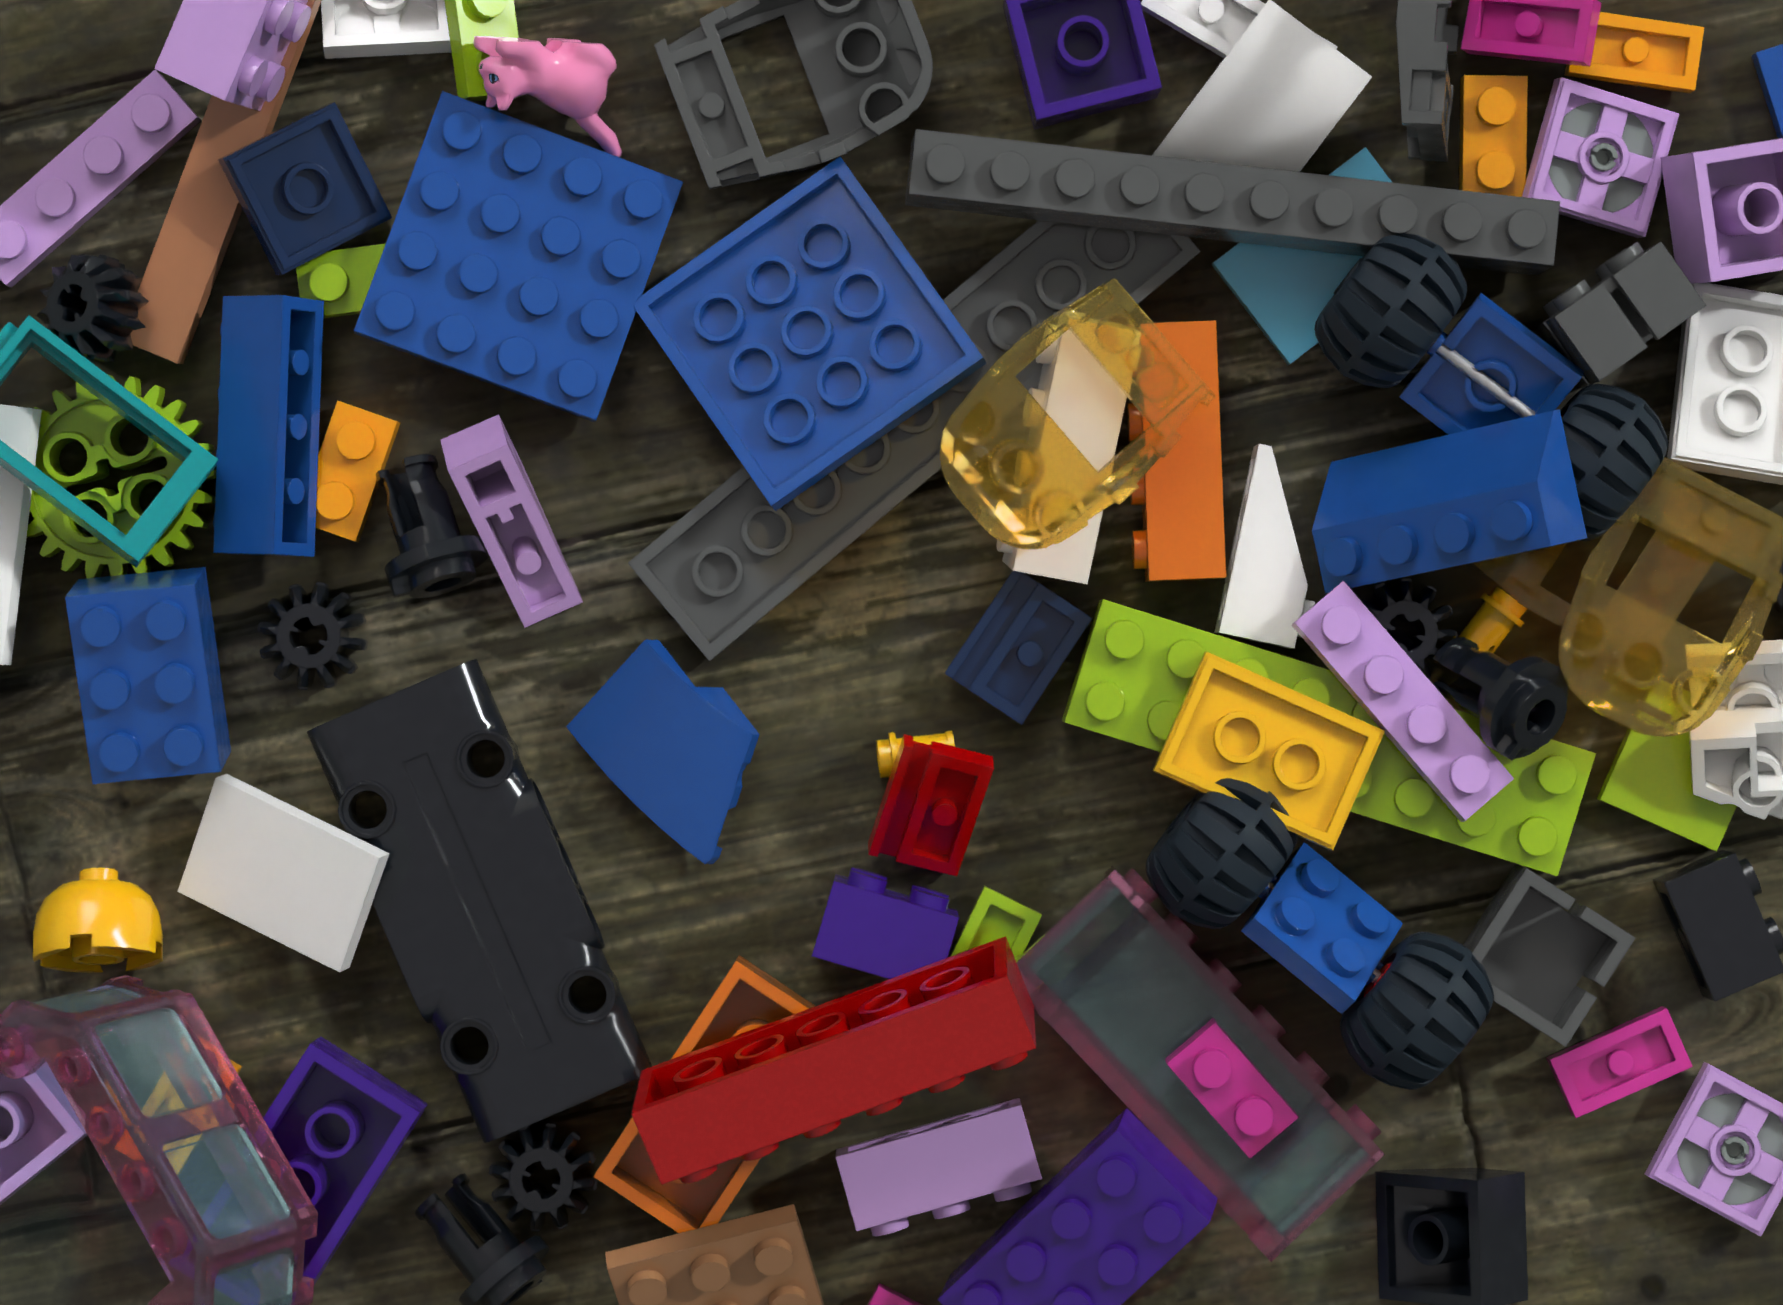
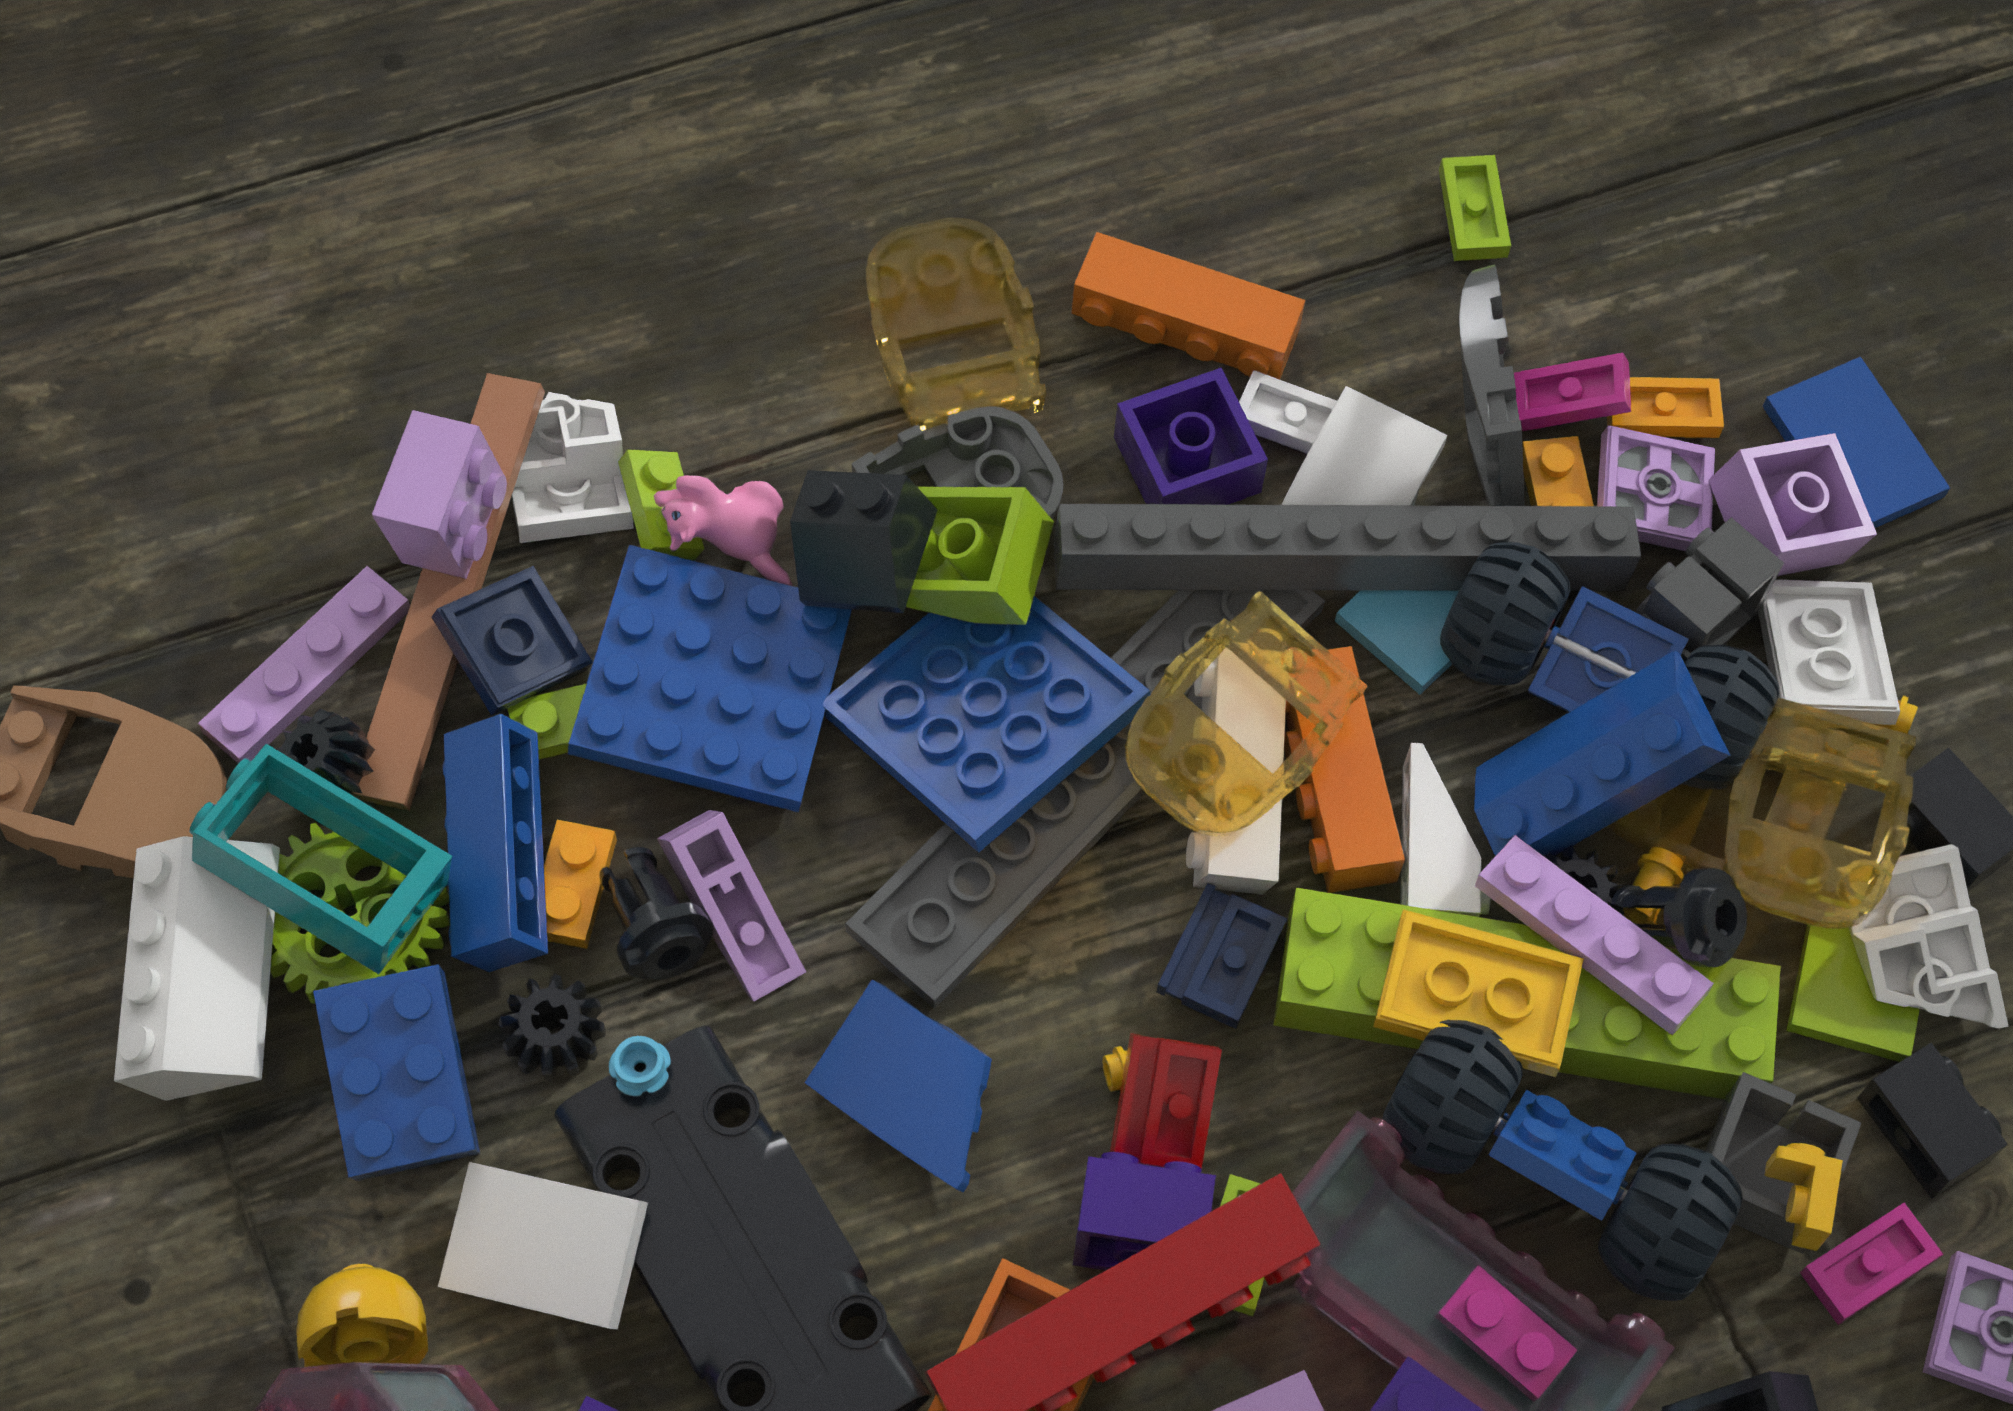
camera: 15 degrees left, 25 degrees down
(379, 699) = (634, 1051): none -> medium azure plate
(690, 140) = (859, 539): none -> black slope
(791, 157) = (982, 554): none -> lime slope
(1559, 1026) = (1814, 1198): none -> yellow bracket

